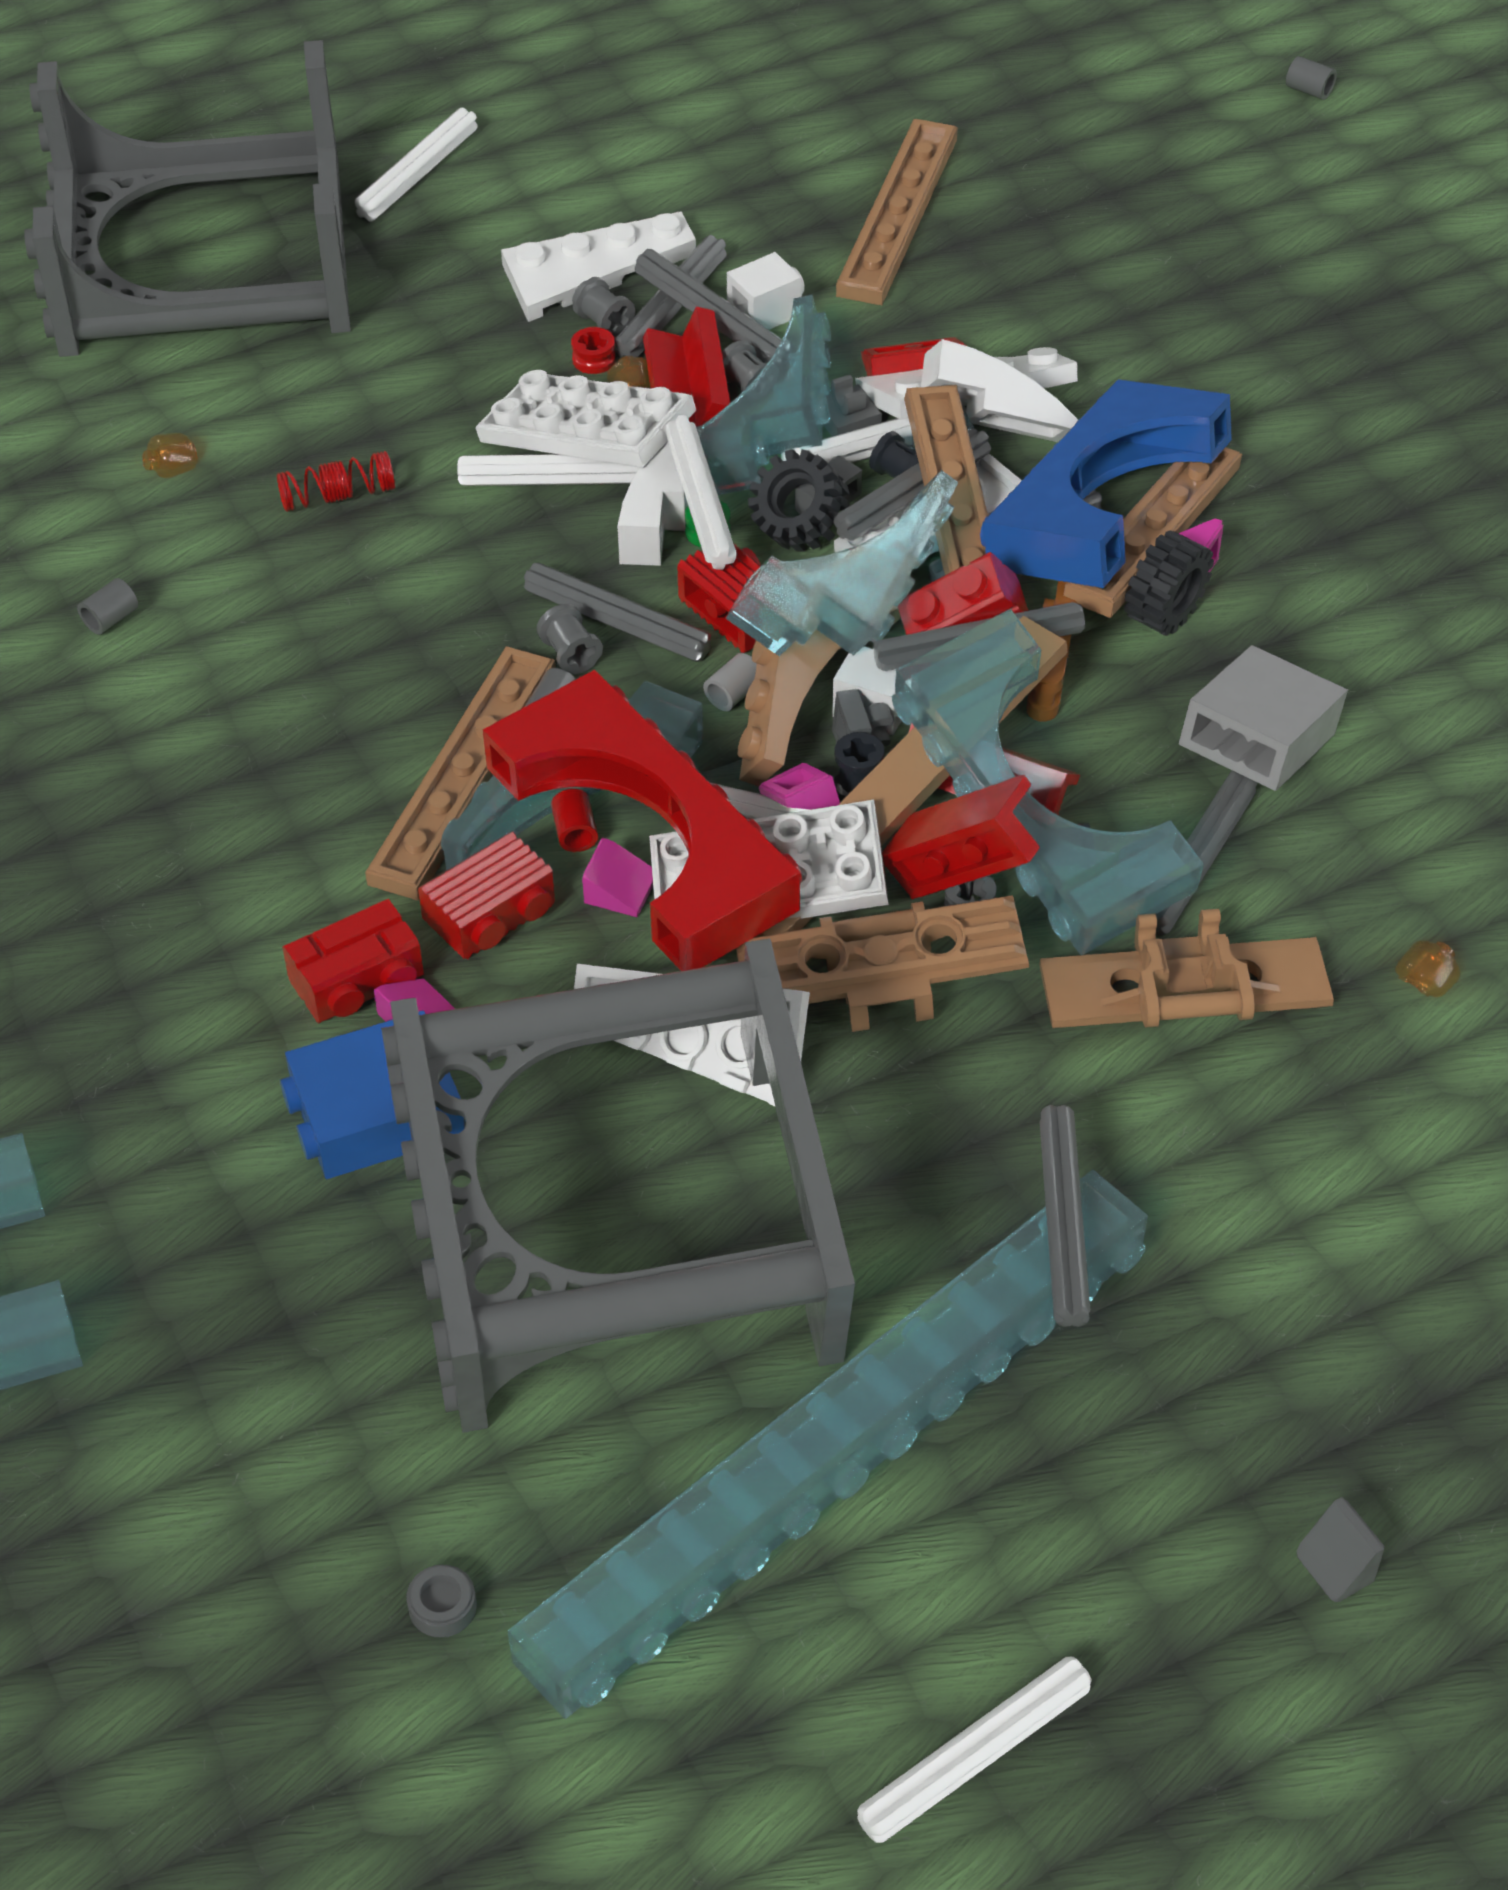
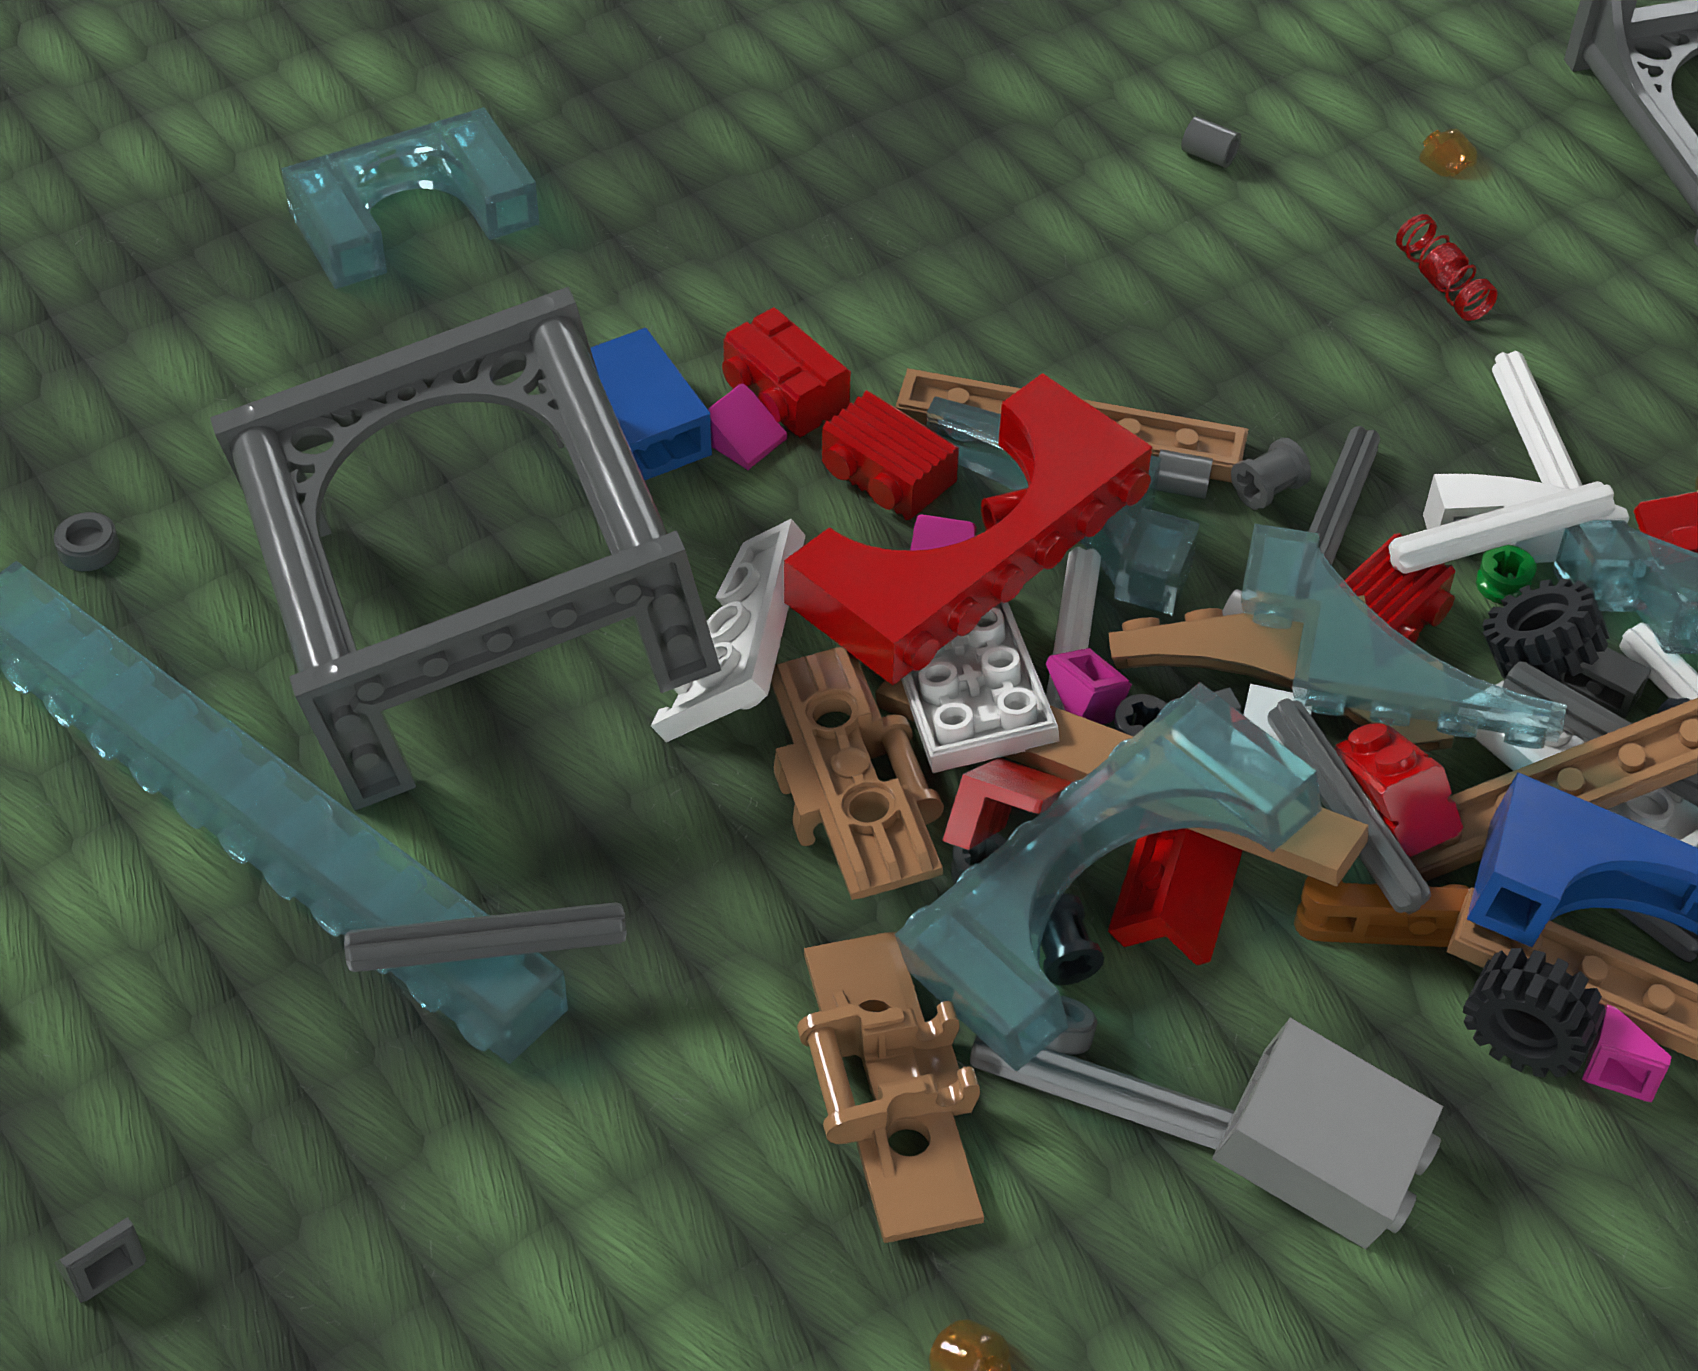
camera: 80 degrees right, 0 degrees up
(584, 418) = (1615, 434): white tile -> none

